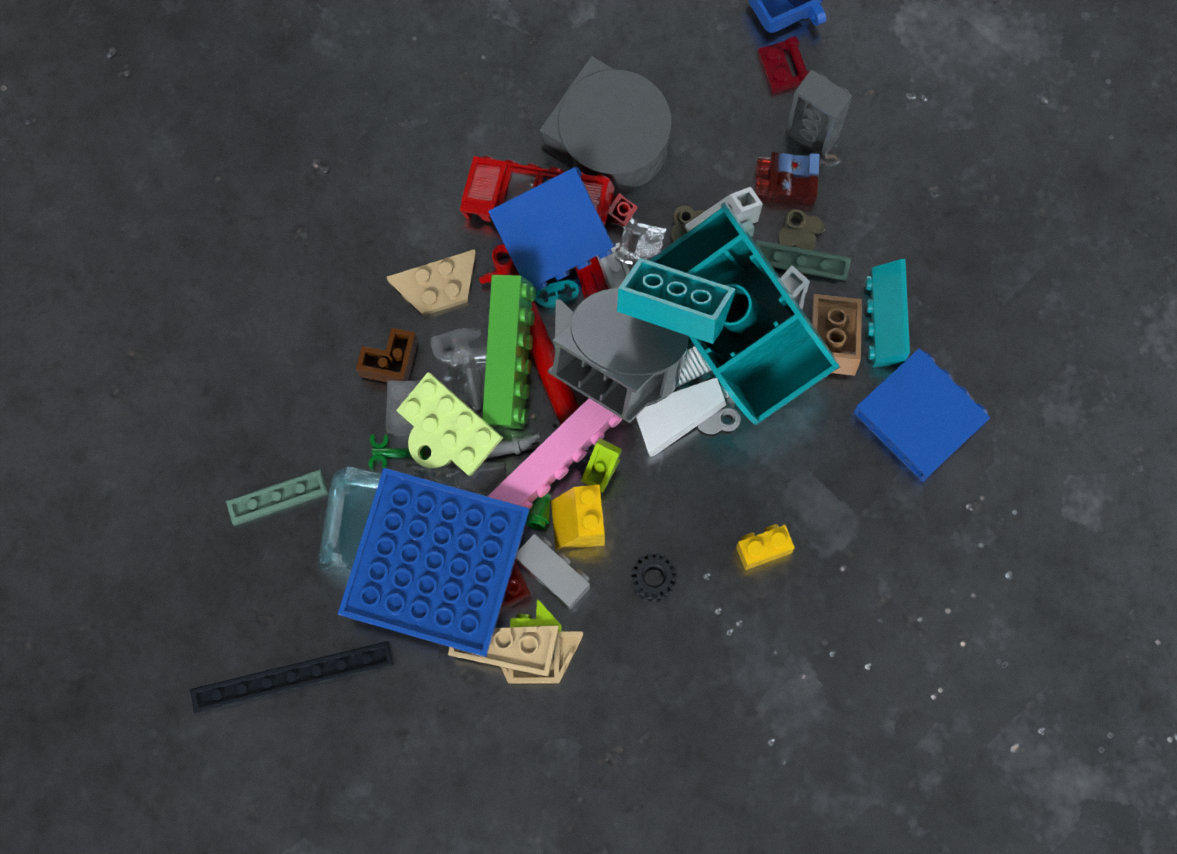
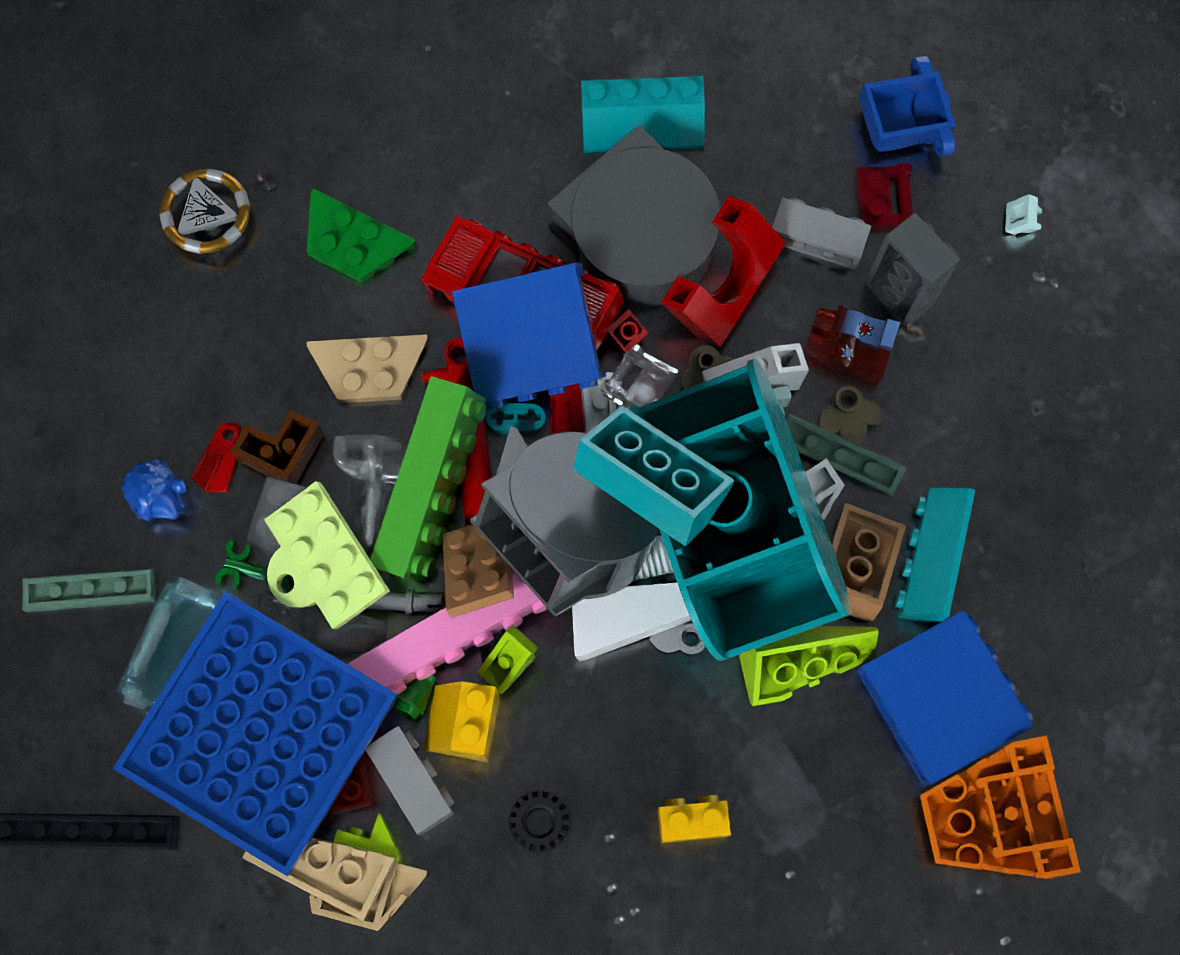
camera: 10 degrees right, 0 degrees up
(283, 199) = (204, 211): none -> piece
(305, 412) = (153, 491): none -> blue animal
(345, 380) = (217, 463): none -> red piece
(397, 194) = (351, 239): none -> green wing
(560, 408) = (473, 572): none -> medium nougat plate
(606, 38) = (664, 107): none -> teal slope
(699, 128) = (754, 251): none -> red arch
(743, 103) = (821, 232): none -> light grey brick
(812, 412) = (803, 659): none -> lime wedge
(888, 54) = (1022, 215): none -> light aqua tile
(983, 485) = (1003, 815): none -> orange wedge

